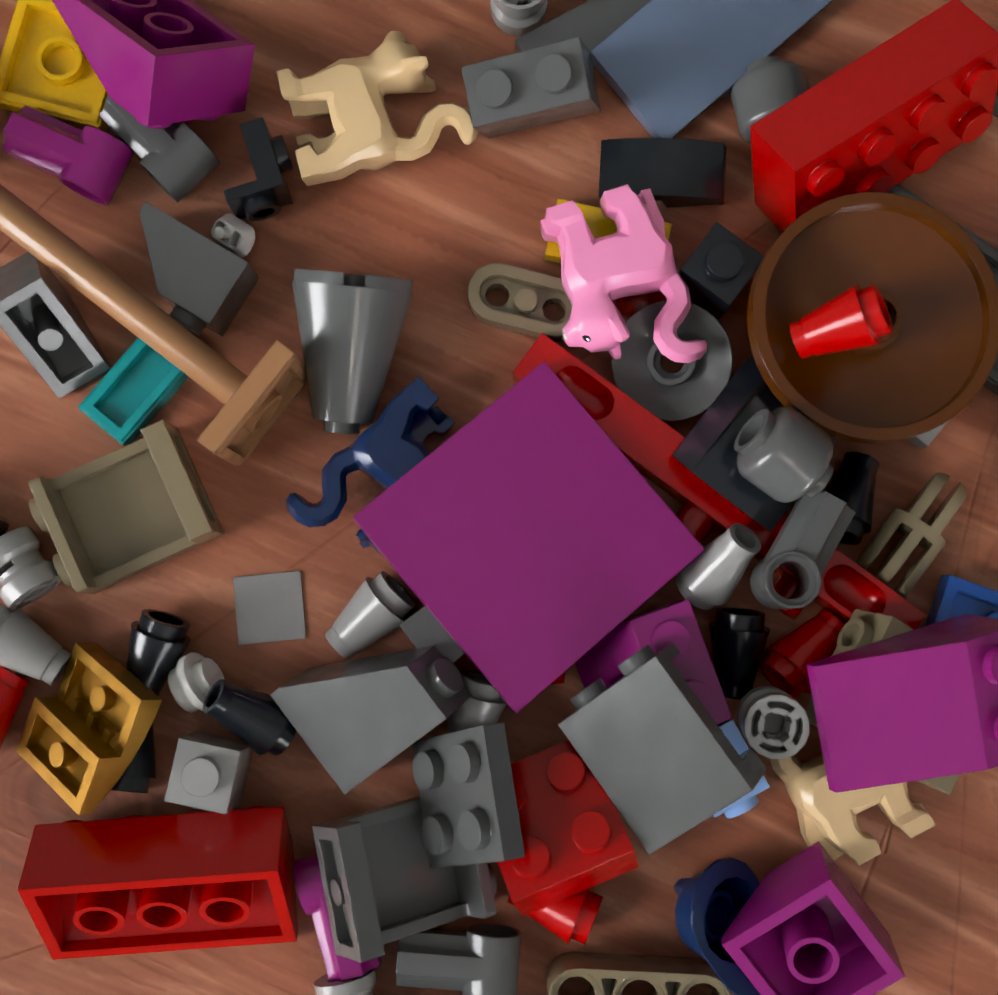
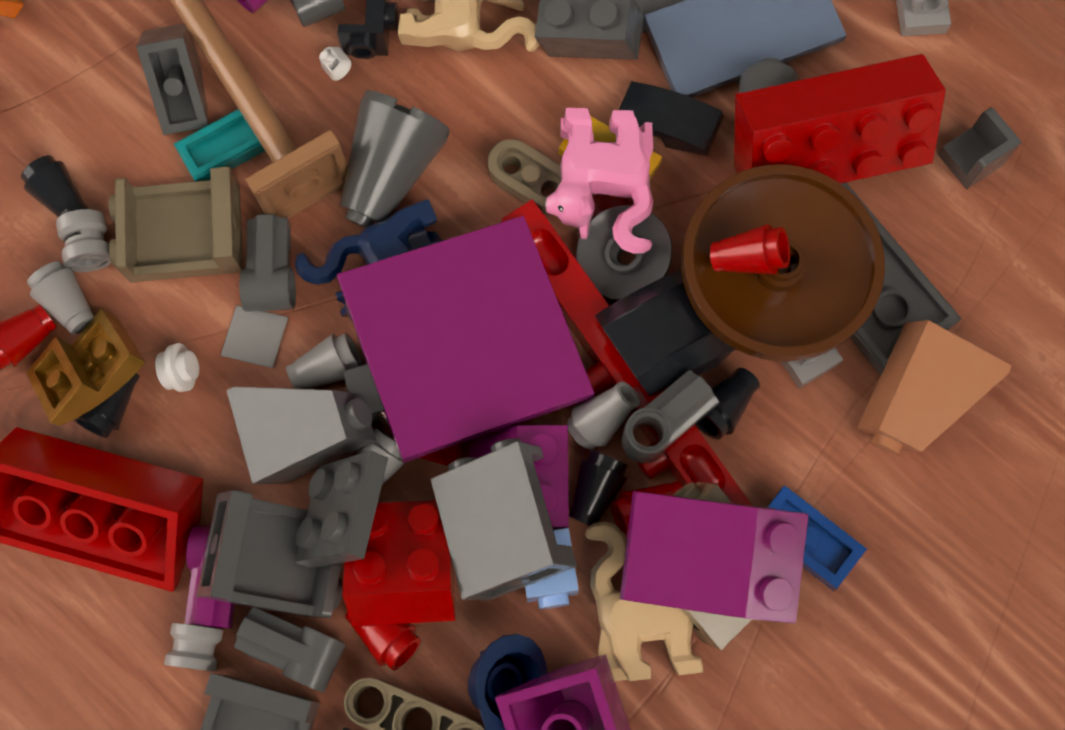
camera: 25 degrees right, 10 degrees down
(156, 646) = (156, 331): black cone -> none
(194, 273) = (296, 78): dark grey slope -> none
(209, 772) = (160, 433): light grey brick -> none
(250, 717) = (206, 404): black cone -> none
(260, 536) = (268, 278): none -> dark grey piece
(719, 270) = (678, 197): black brick -> none
(763, 711) = (599, 546): light grey wheel -> none
(784, 454) = (673, 332): dark grey head -> none
(914, 533) = (769, 440): dark tan arm -> none

